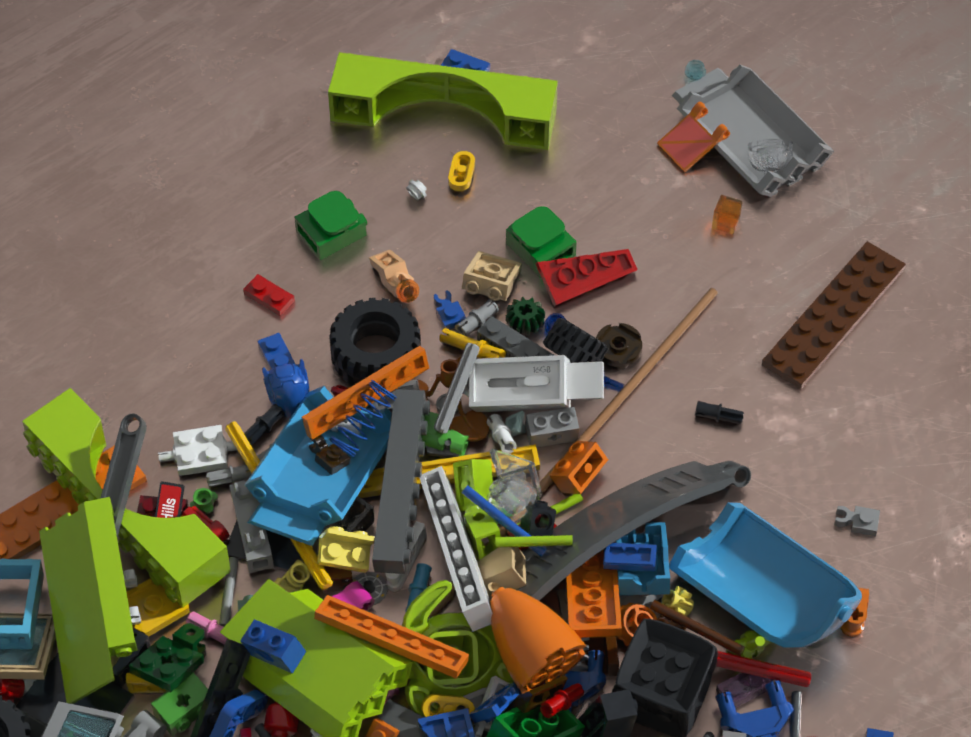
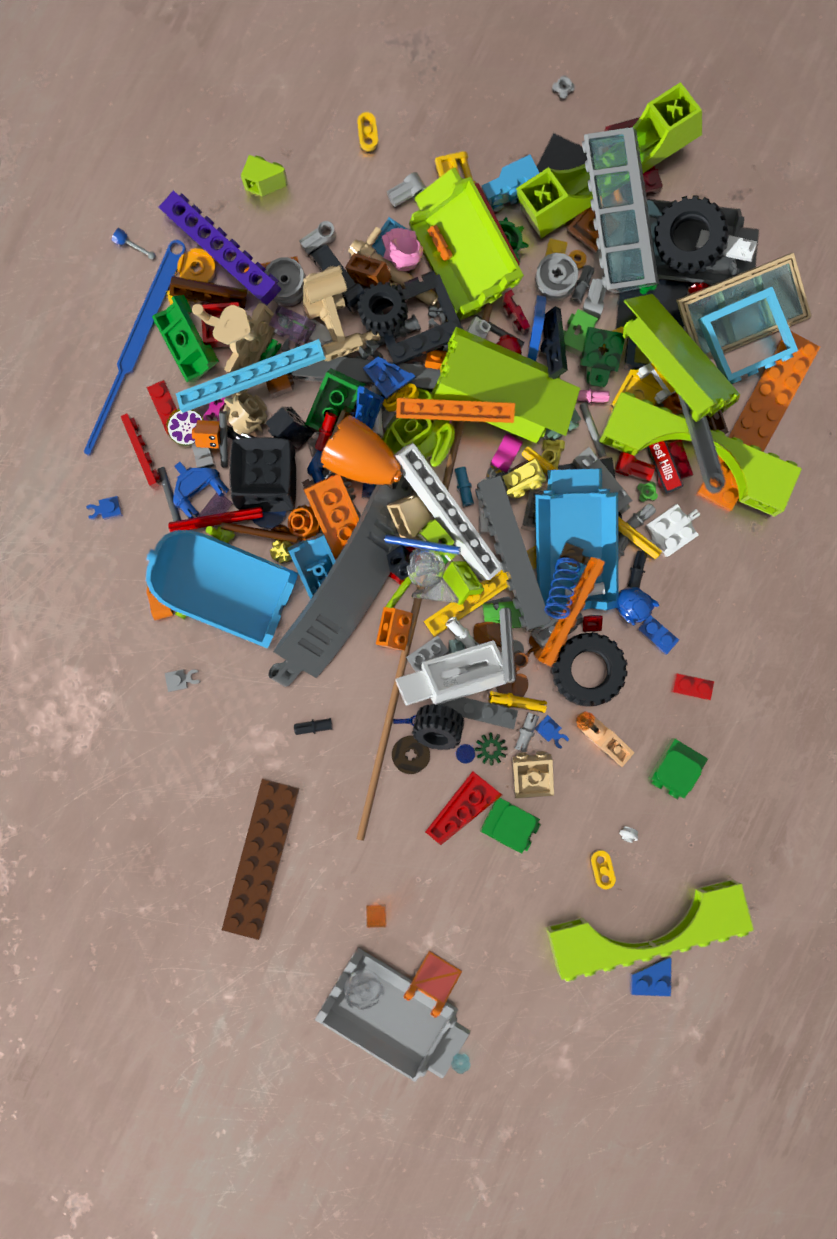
camera: 155 degrees right, 30 degrees up
(273, 646) = (533, 374): blue brick -> none
(529, 541) = (394, 537): lime bar -> none
(630, 557) = (321, 554): blue plate -> none

